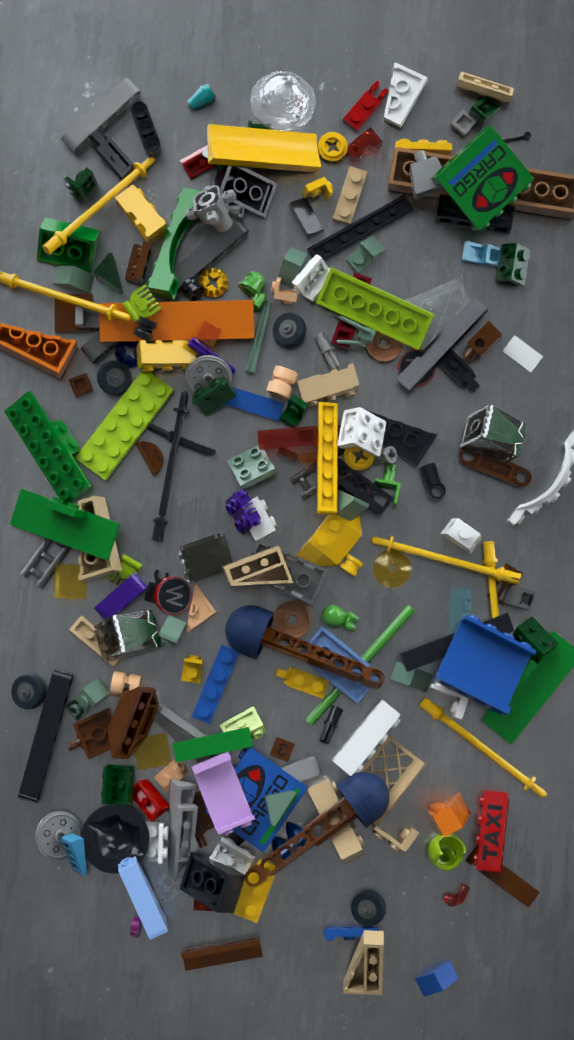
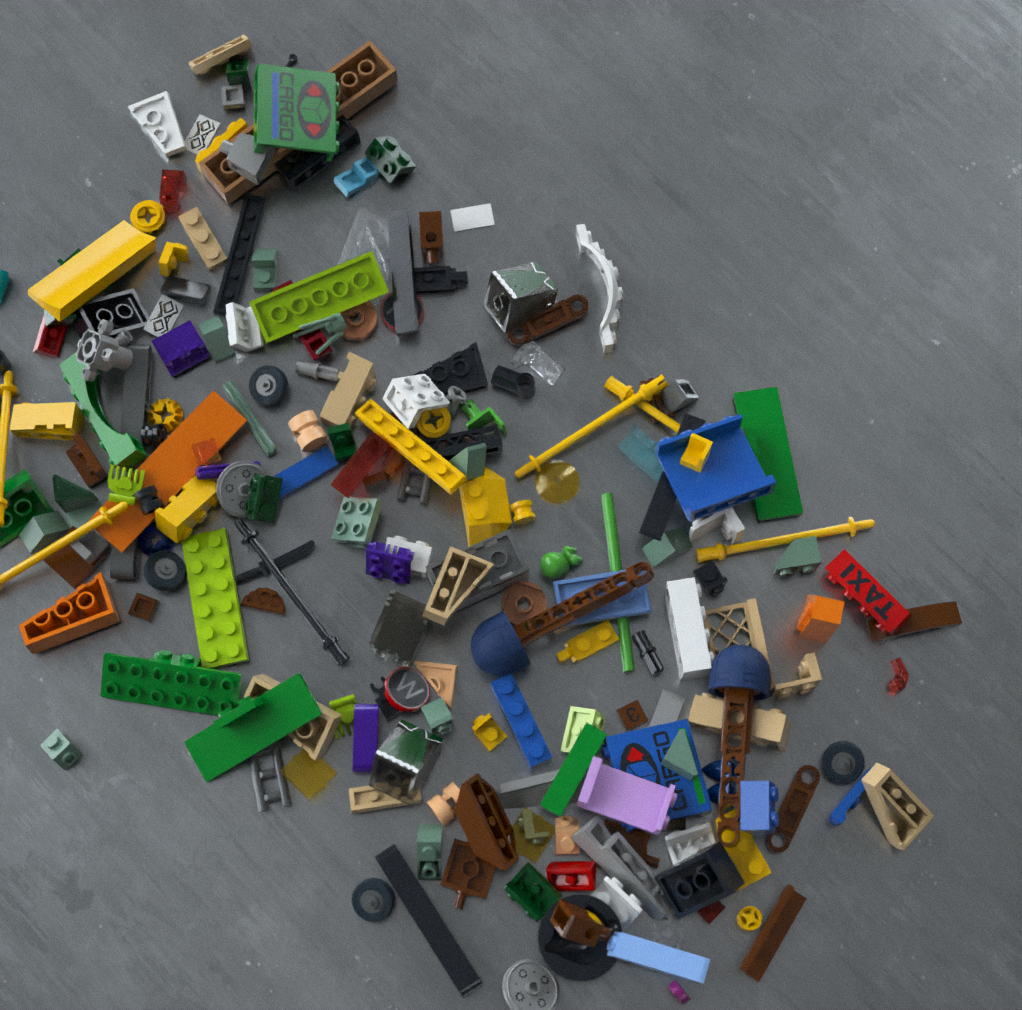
camera: 45 degrees left, 10 degrees down
(76, 852) = (561, 986): dark azure slope -> none
(119, 832) = (579, 924): none -> reddish brown torso
(155, 743) = (526, 825): none -> olive bracket
(216, 934) = (750, 914): none -> yellow wheel
(253, 286) = (201, 383): bright green piece -> none
(264, 251) = (181, 348): none -> dark purple hinge
(275, 220) = (163, 316): none -> white sticker
(283, 101) = (68, 221): clear piece -> none
(286, 296) = (237, 363): light nougat bracket -> none
(286, 882) = (758, 808): none -> slope
(311, 901) = (794, 807): none -> reddish brown plate
(364, 107) = (141, 163): red hinge -> none
(414, 722) = (710, 579): none -> black bracket
(419, 126) = (201, 134): none -> white sticker
(437, 979) = (959, 758): blue slope -> none
(448, 850) = (850, 648): lime piece -> none
(461, 535) = (581, 396): white torso -> none
(462, 486) = (540, 361): none -> clear bracket
(479, 766) = (800, 555): none -> sand green slope
(483, 645) = (696, 452): none -> yellow panel
(535, 635) = (720, 408): dark green bracket -> none

